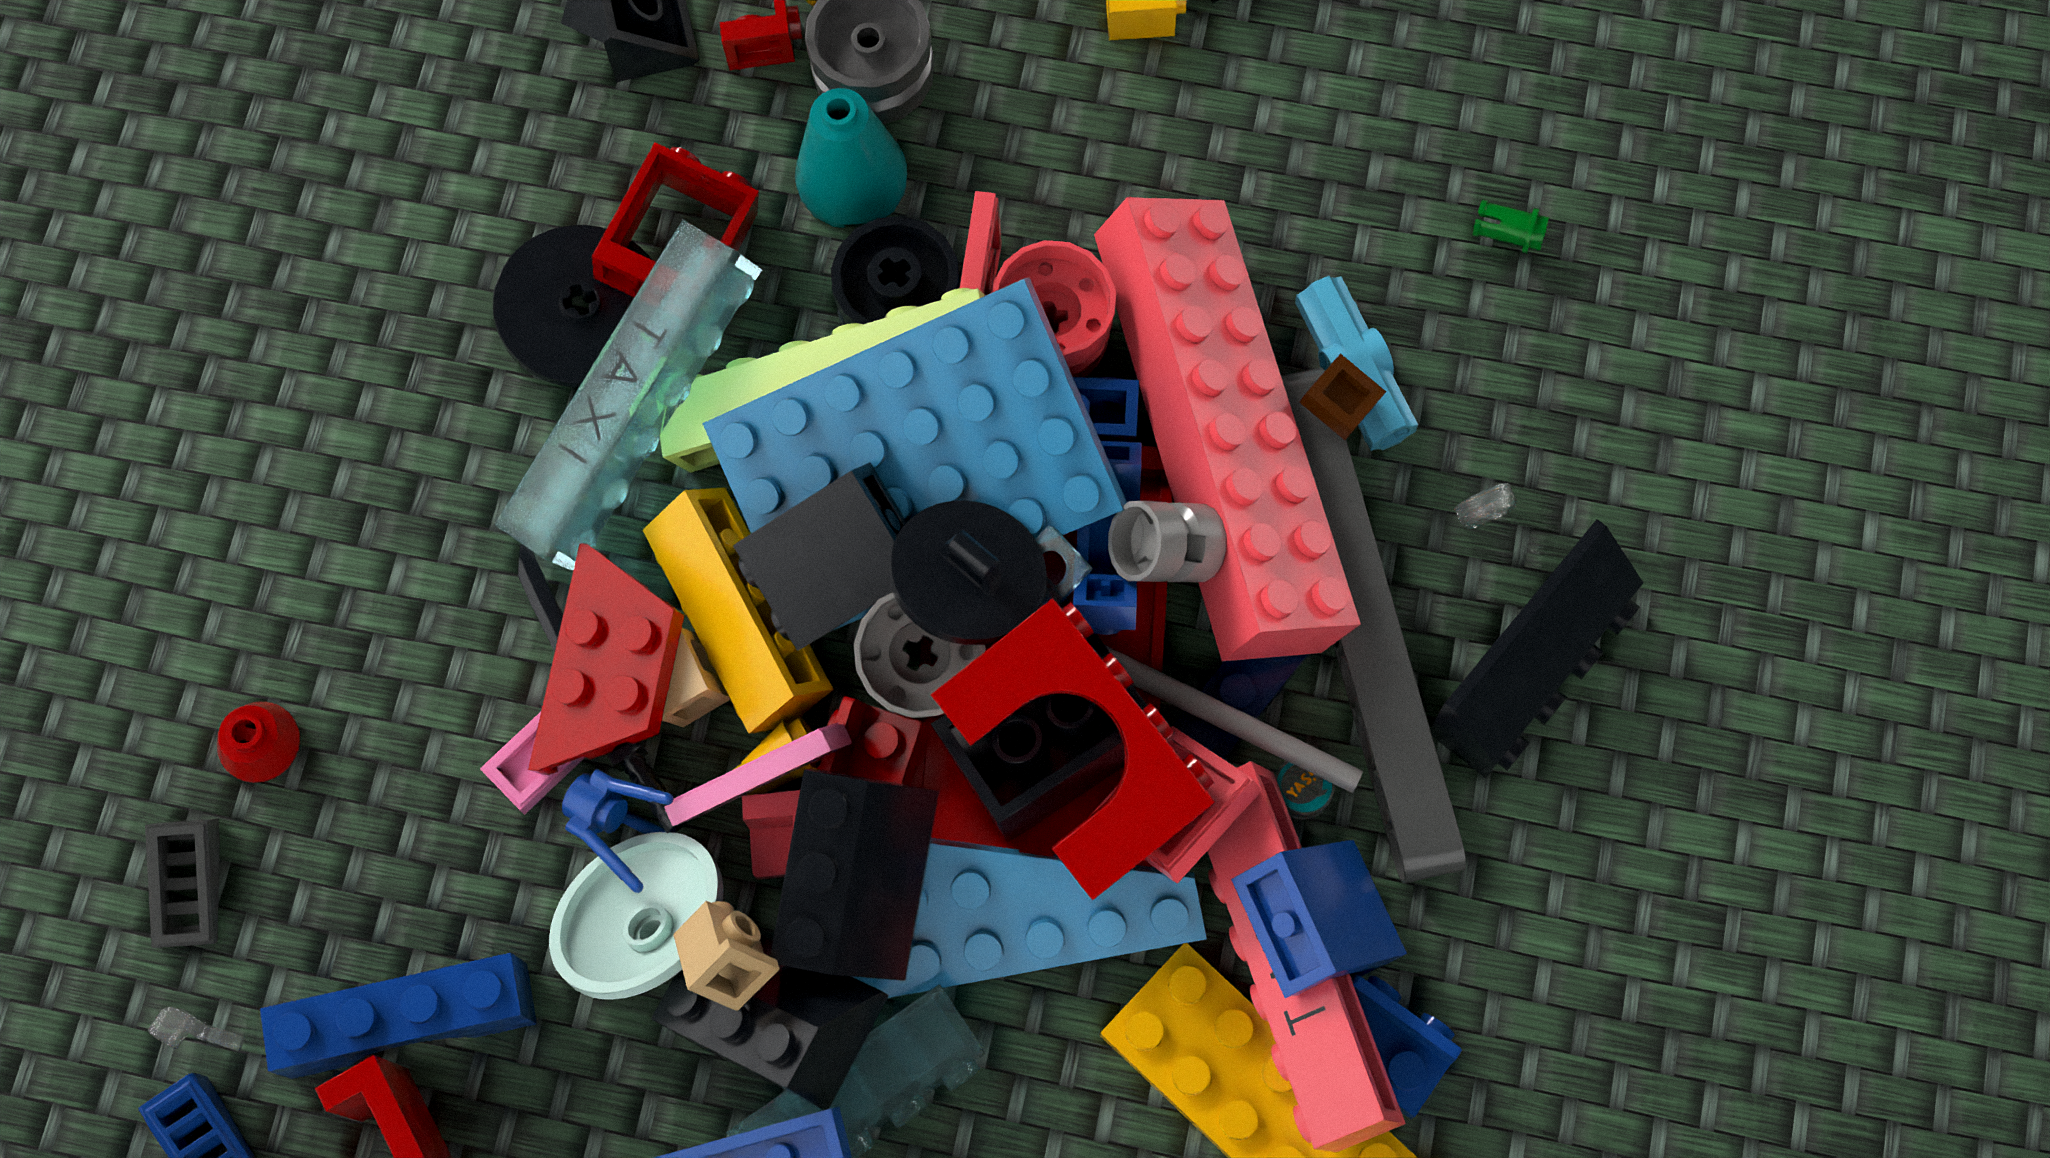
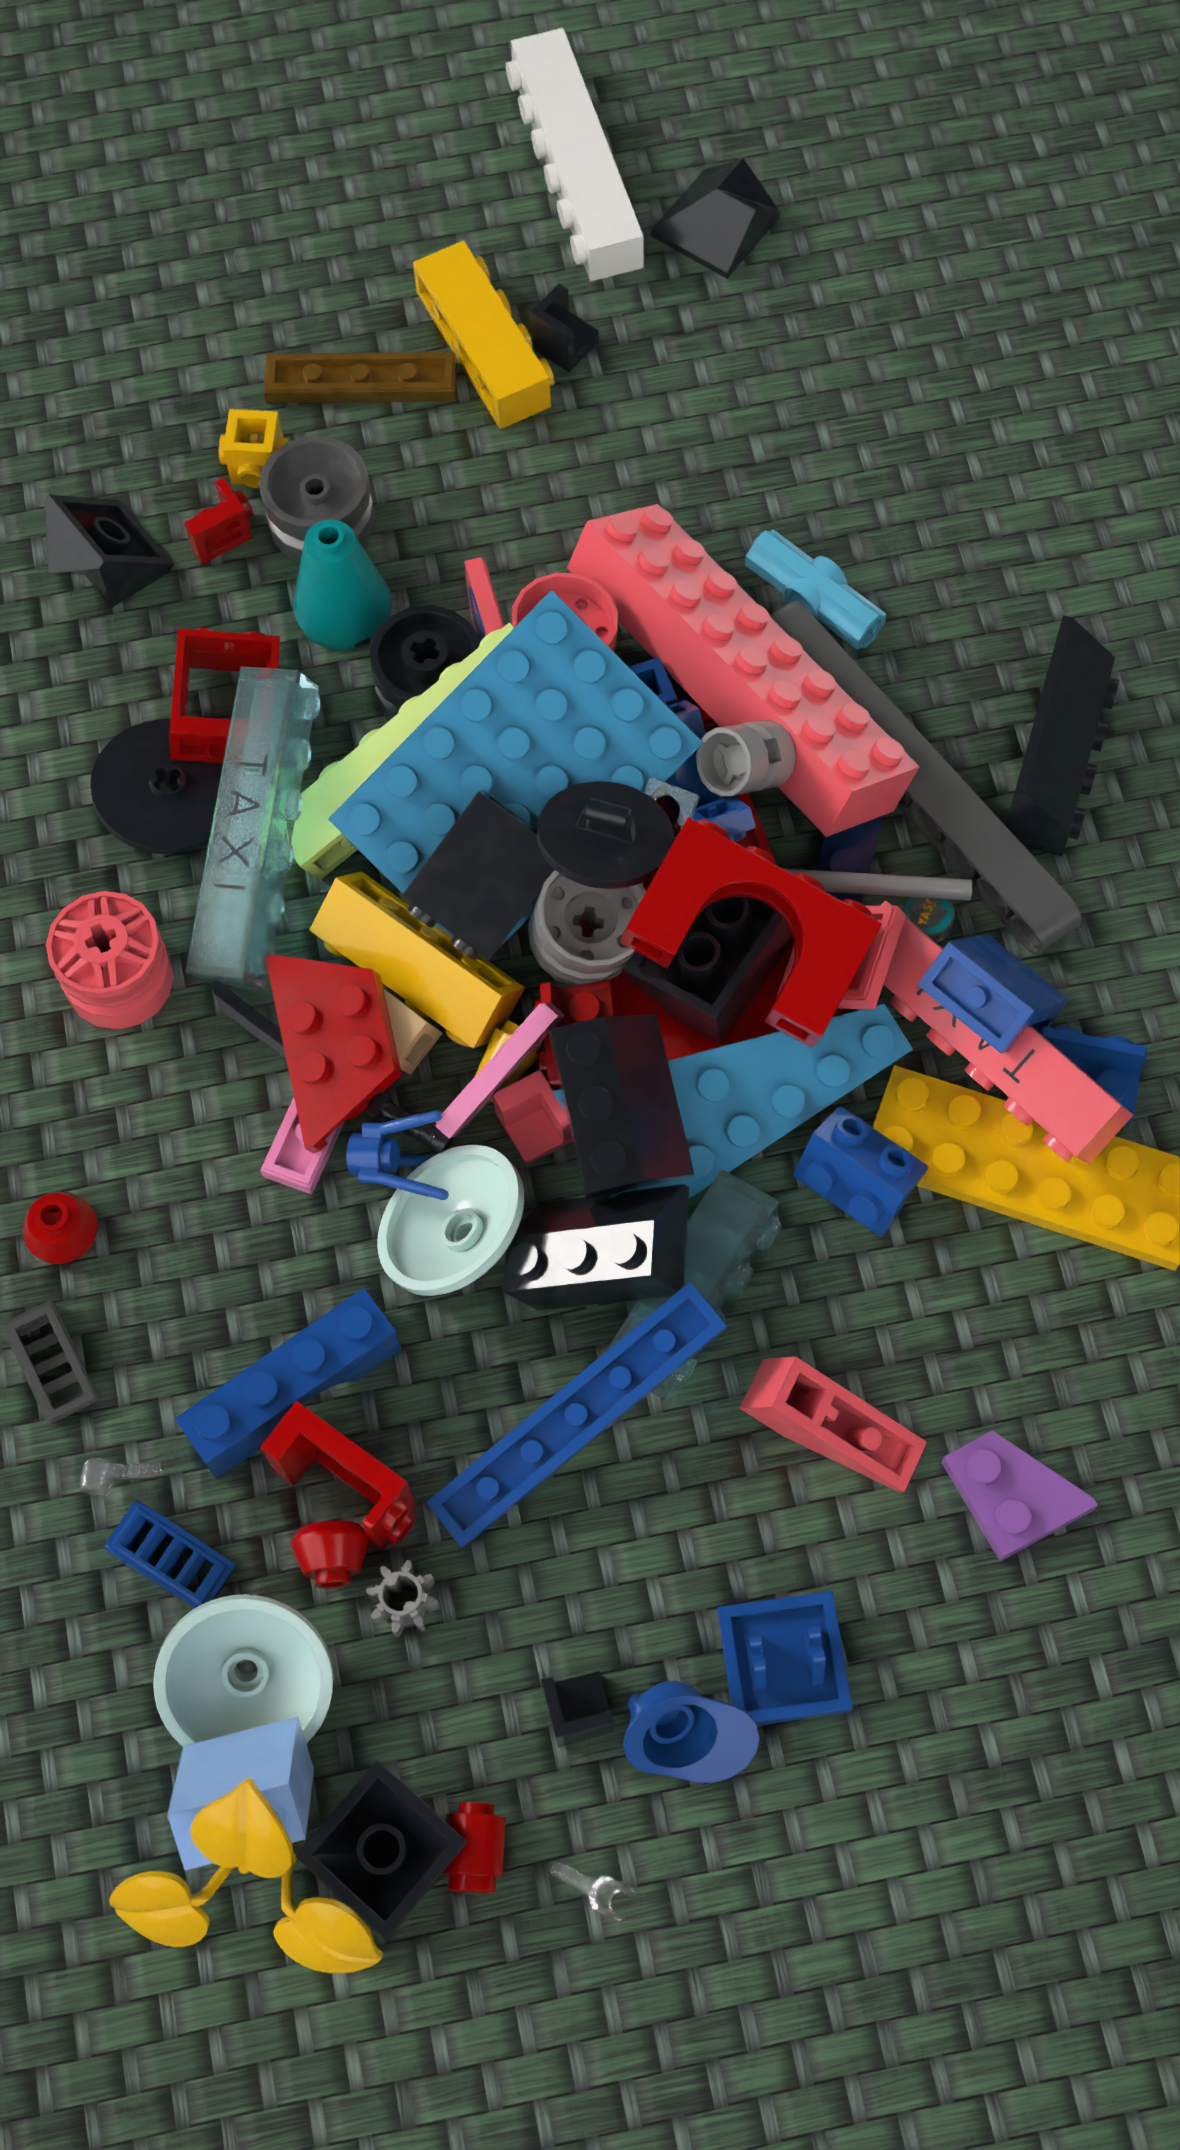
camera: 25 degrees left, 5 degrees down
(448, 499) = (112, 986): none -> coral wheel
(724, 944) = (550, 1200): tan brick -> none
(1090, 1045) = (859, 1170): none -> blue bracket
(1342, 396) = (822, 609): reddish brown plate -> none
(1486, 506) = (967, 654): clear tile -> none
(1515, 227) = (884, 445): green pin -> none

